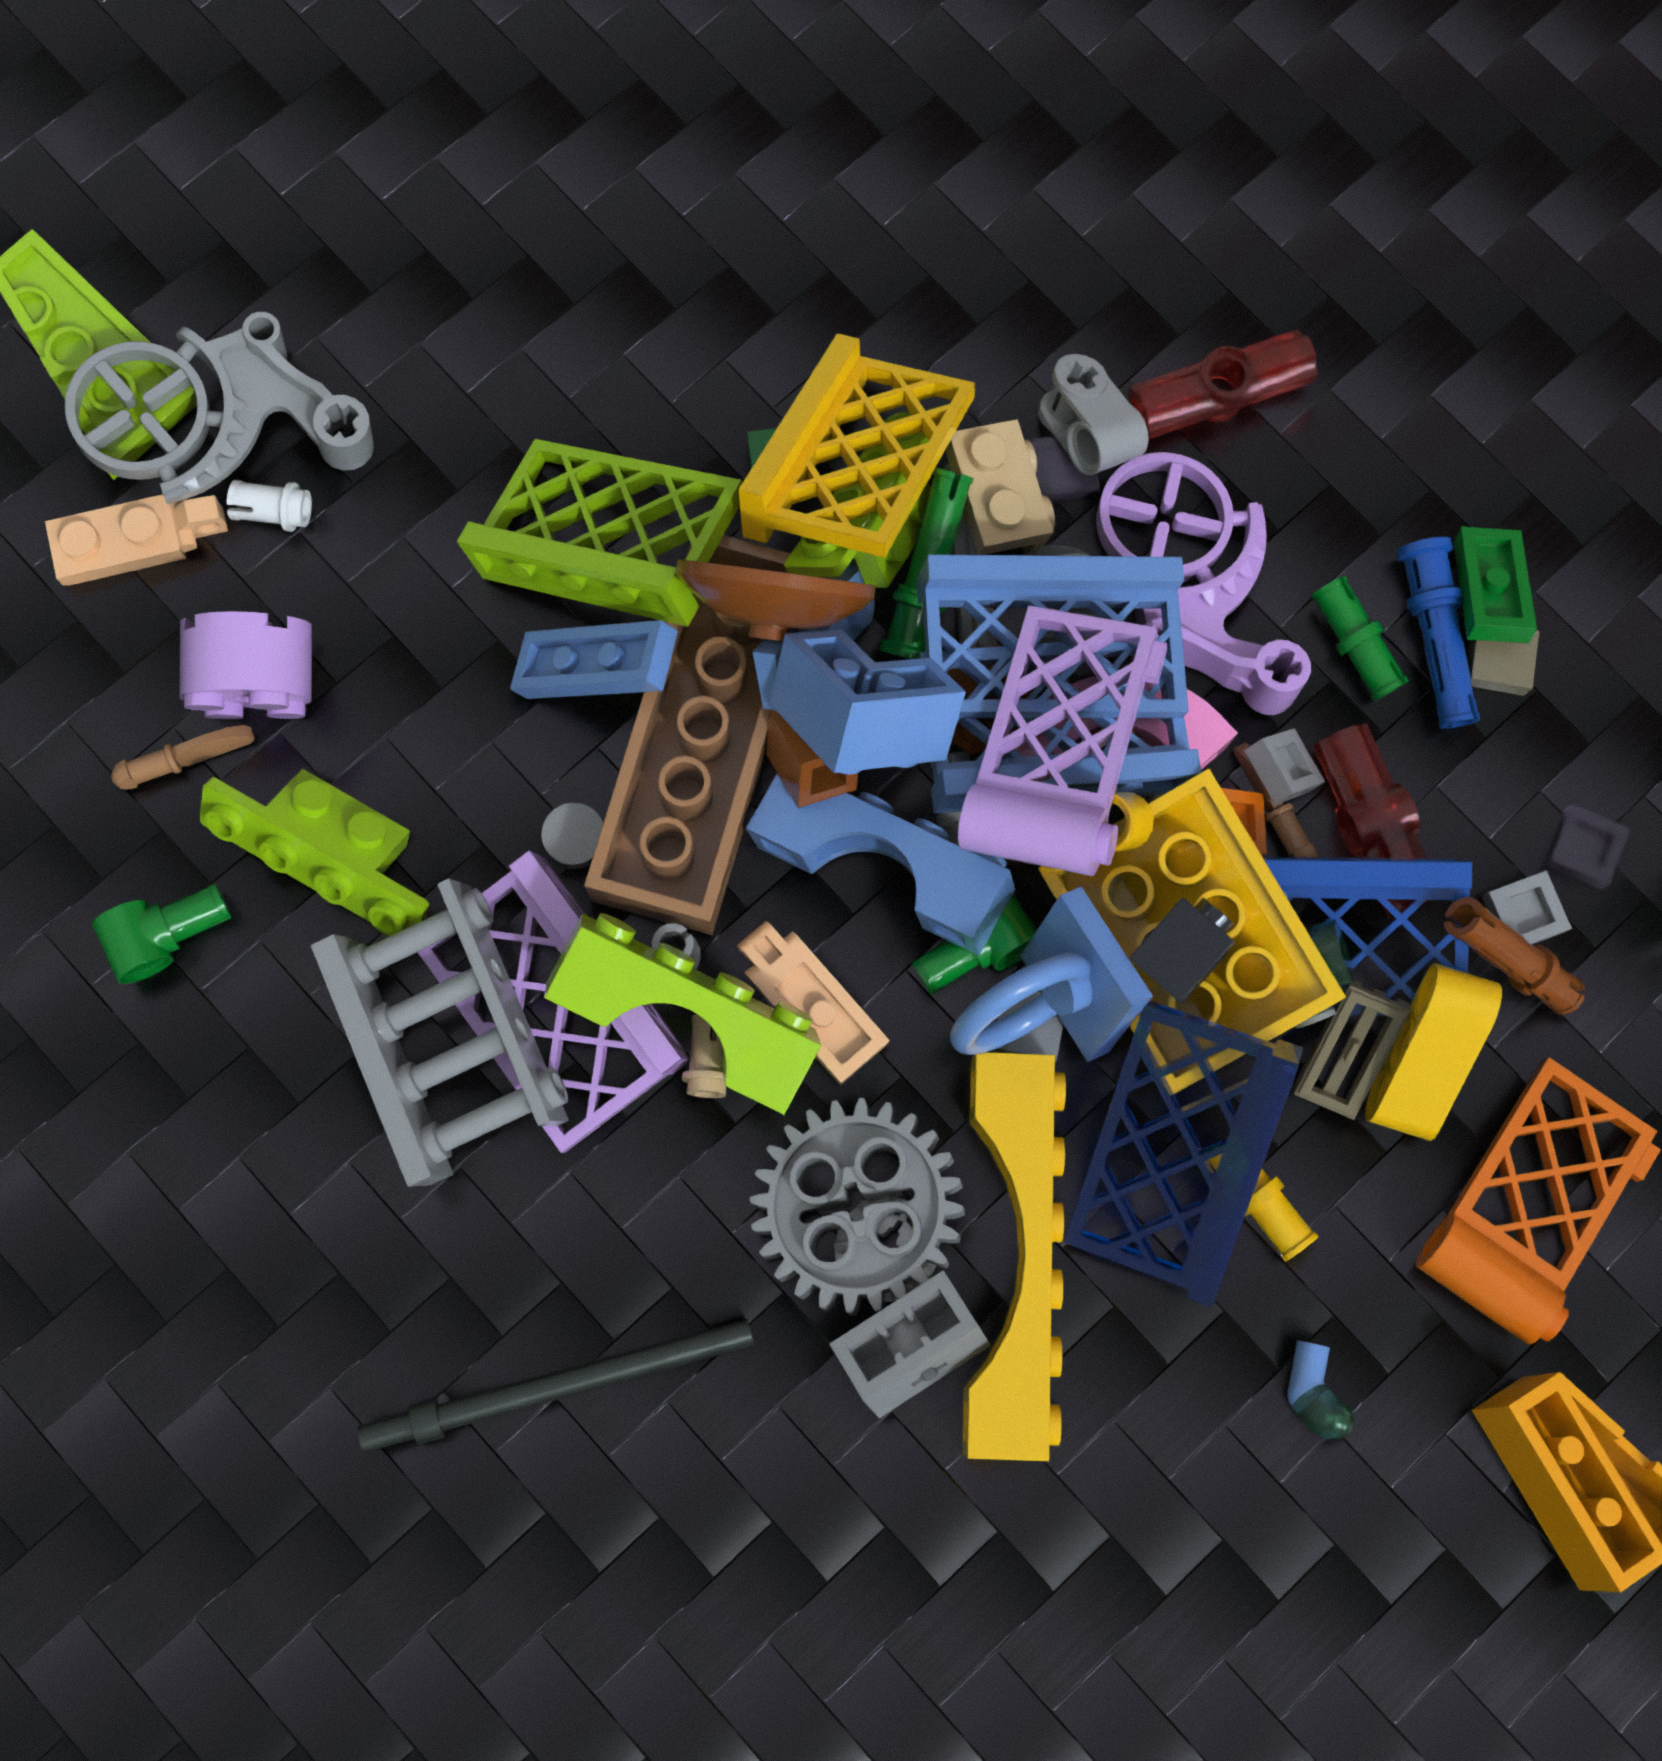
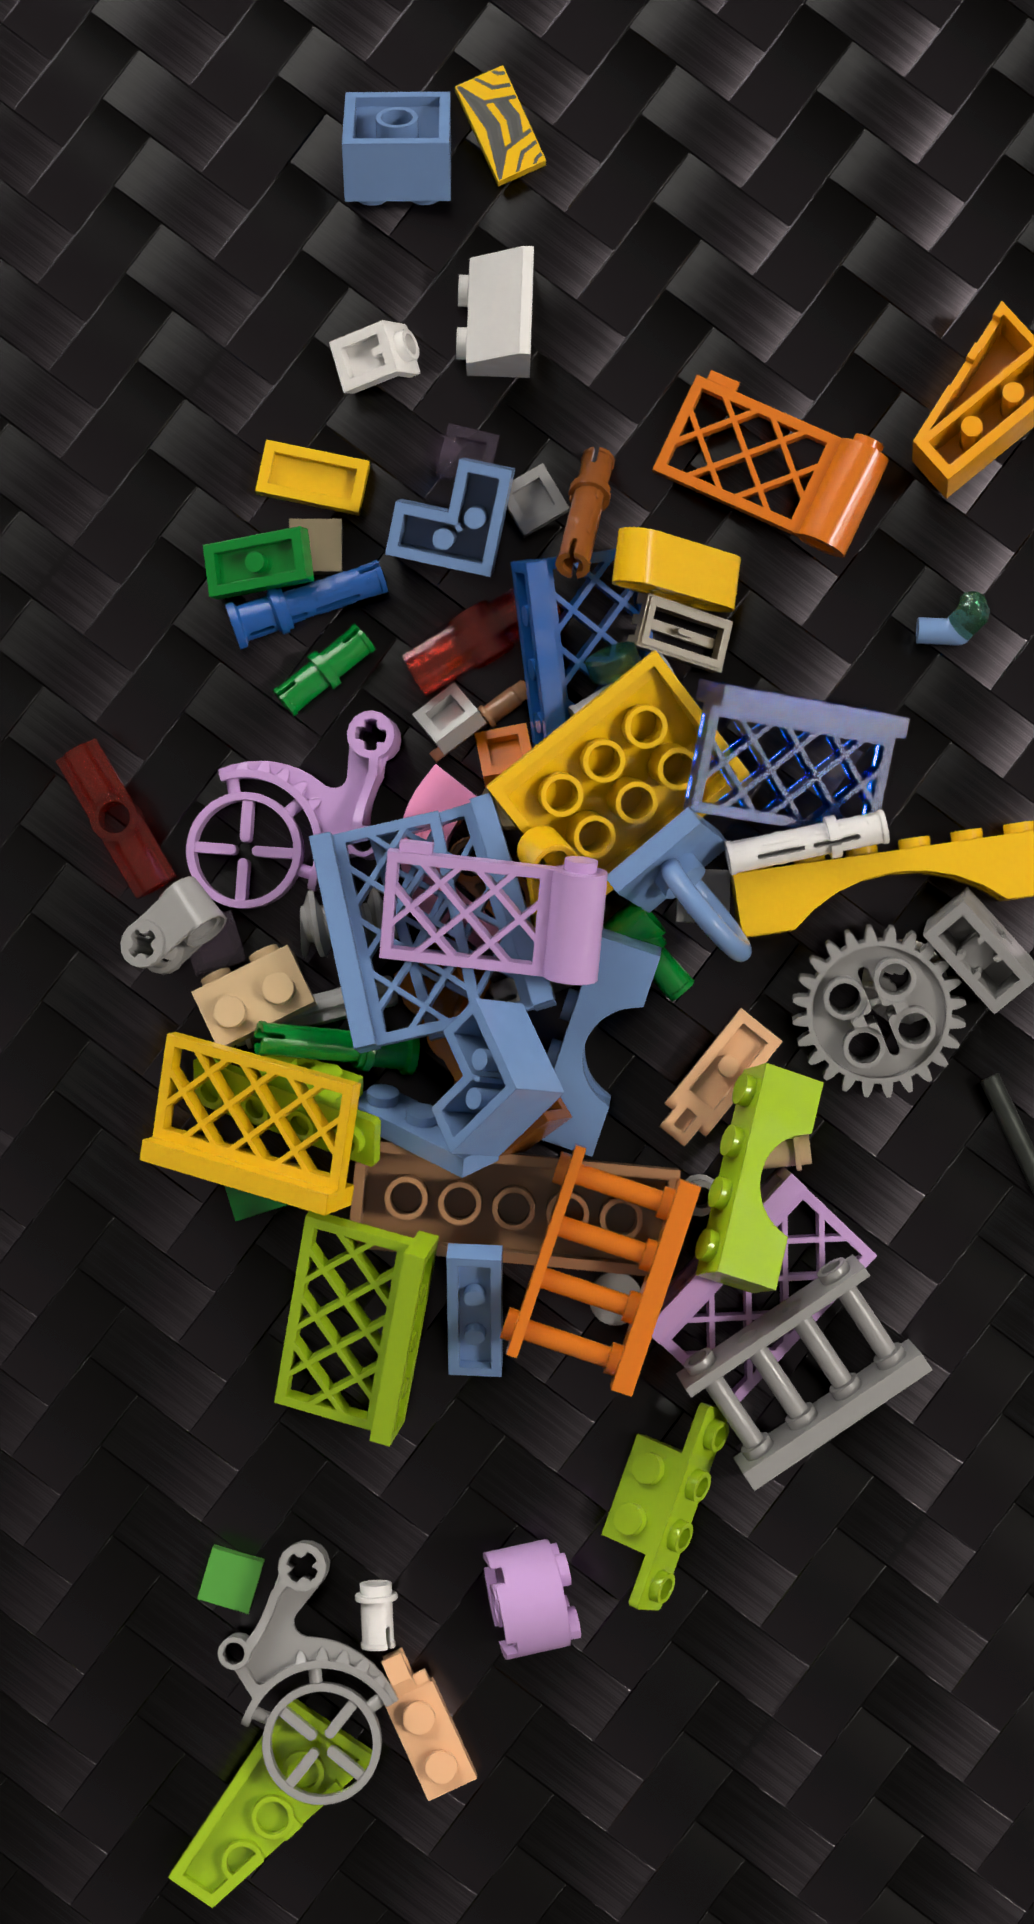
camera: 90 degrees left, 10 degrees up
(143, 936) = (765, 1629): green pin -> none
(172, 758) = (612, 1645): medium nougat piece -> none
(347, 359) = (231, 1579): none -> bright green tile
(613, 865) = (637, 1309): none -> orange fence
(773, 599) = (411, 1169): dark orange dish -> none
(1079, 1150) = (807, 842): none -> white pin
(1185, 947) = (641, 785): black brick -> none
(1276, 1215) = (822, 674): yellow pin -> none
(1513, 824) = (467, 532): none -> medium blue brick
(1581, 669) = (312, 477): none -> yellow tile

